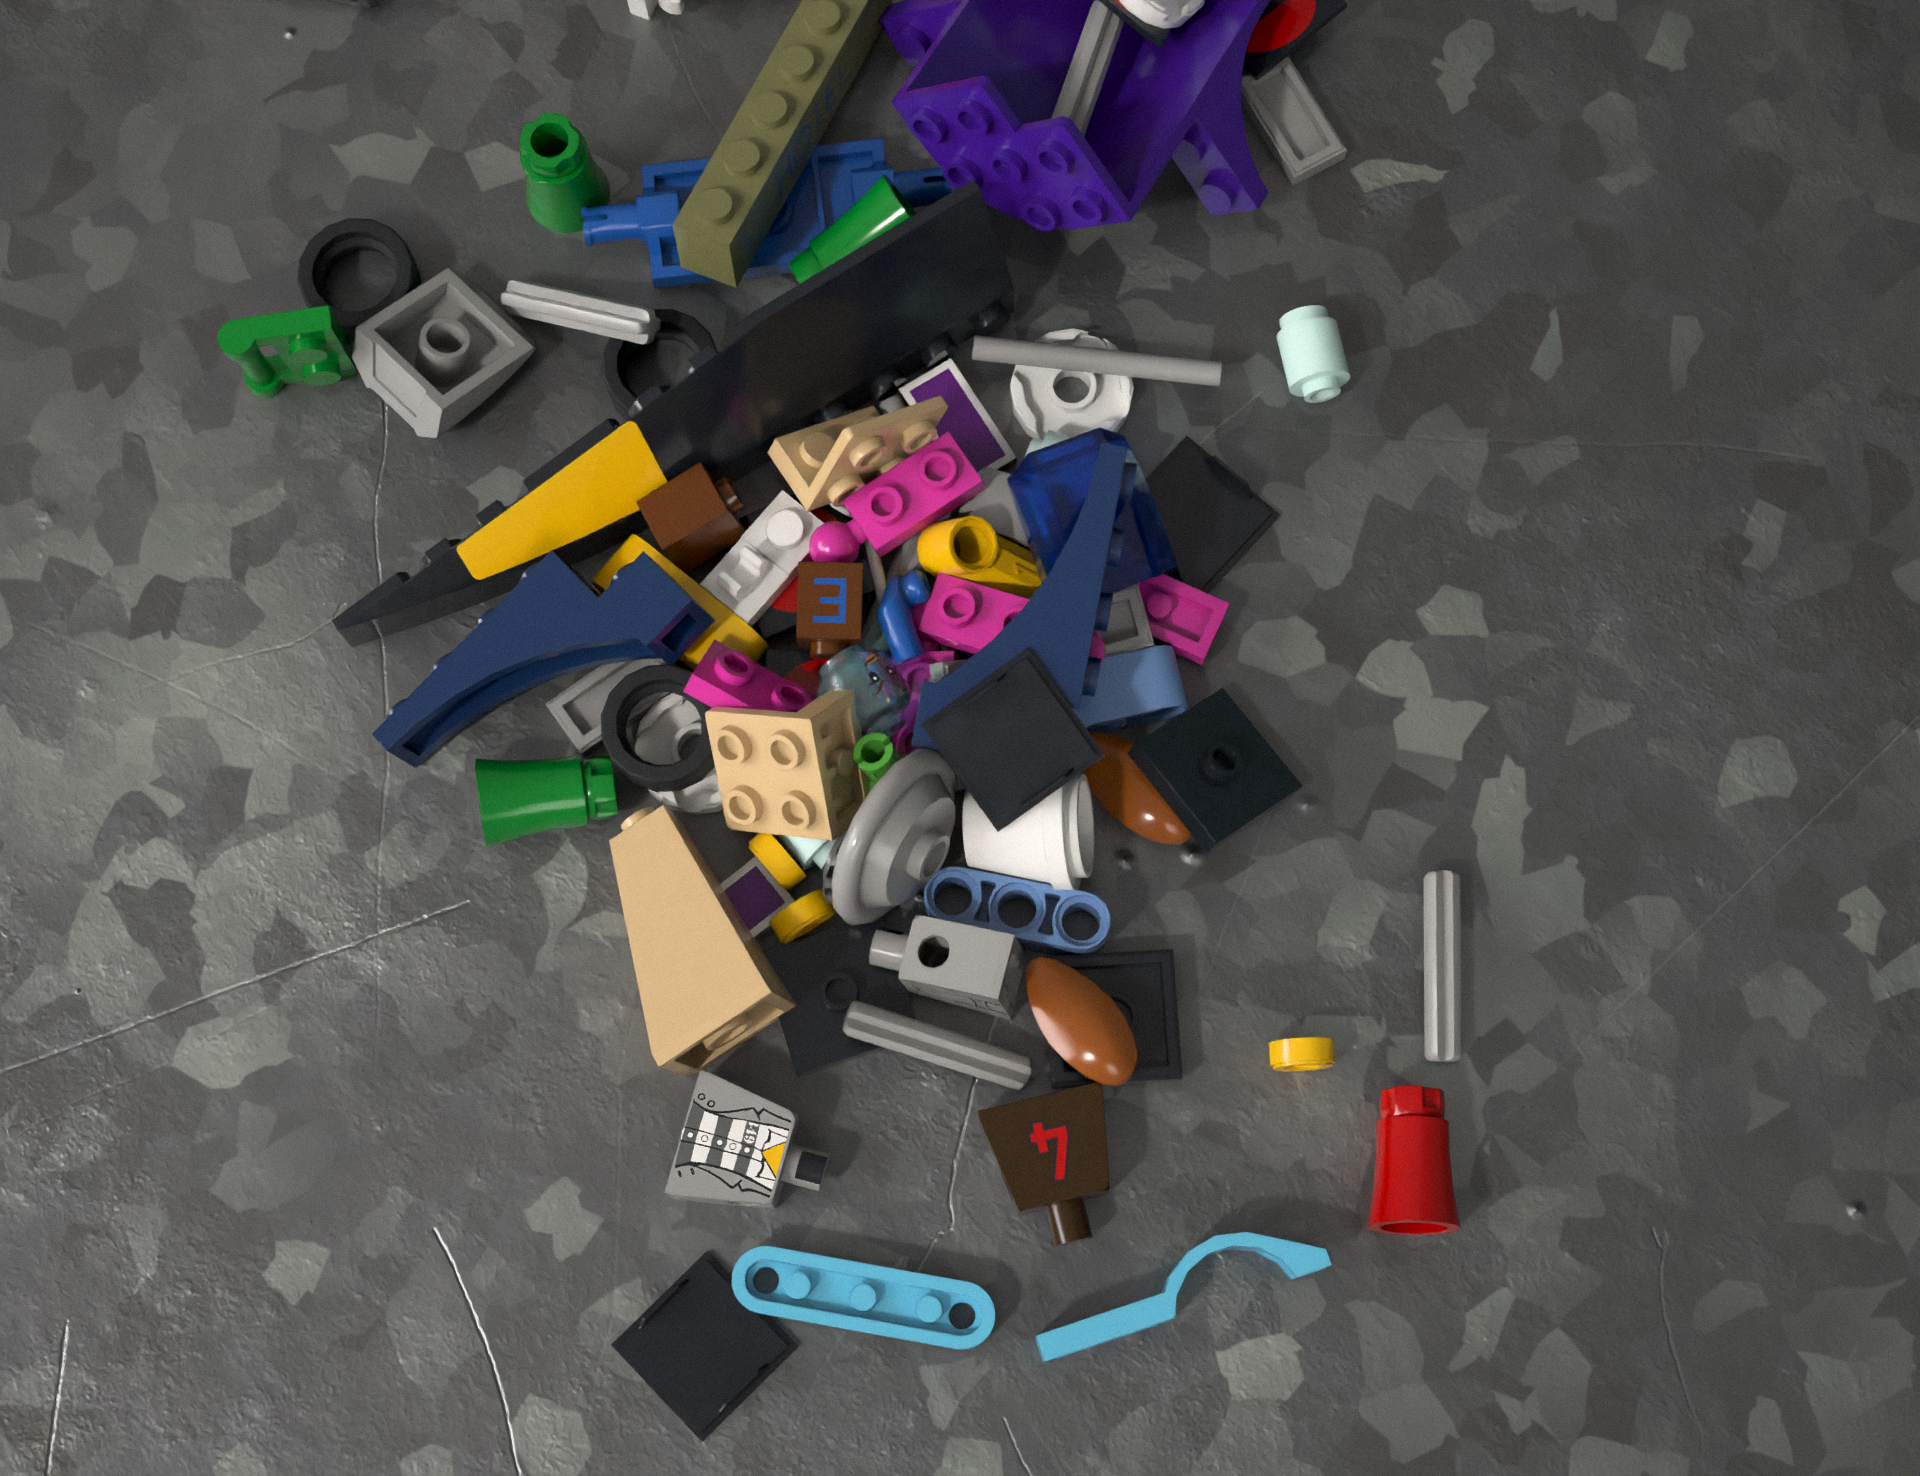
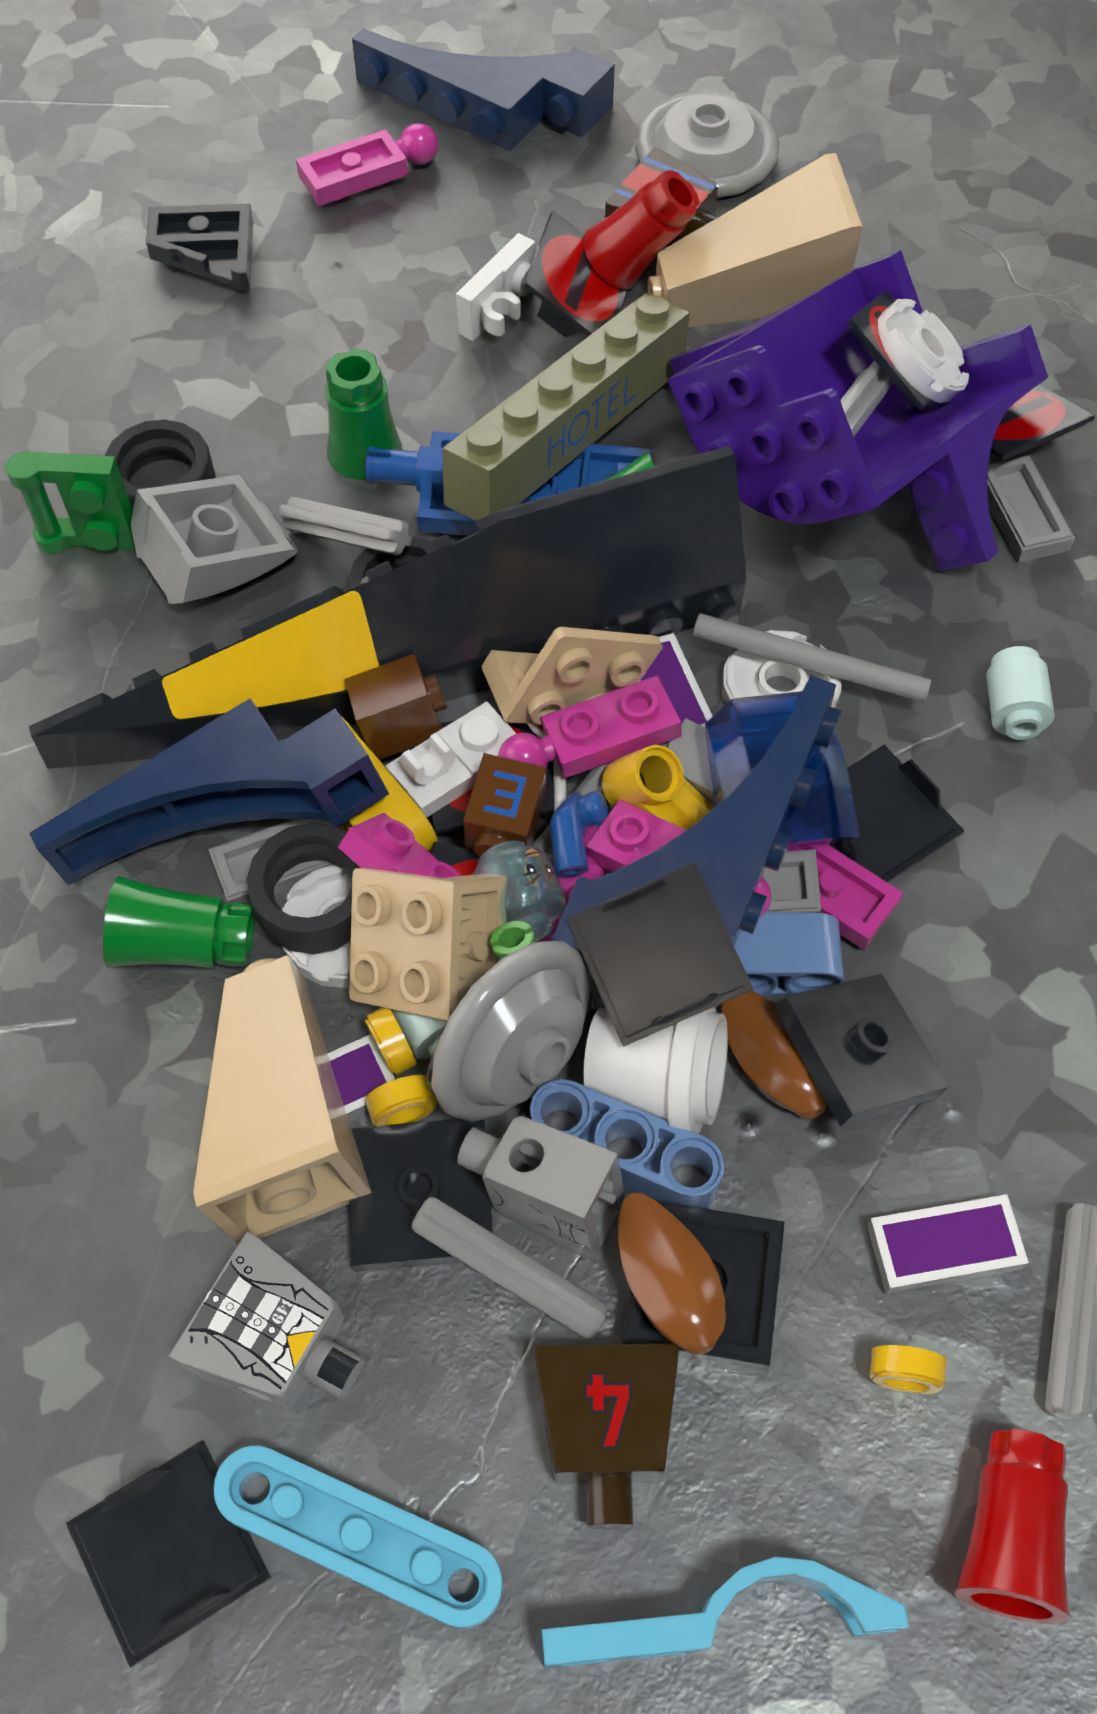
camera: 10 degrees right, 15 degrees down
(1320, 933) = (946, 1243): none -> tile

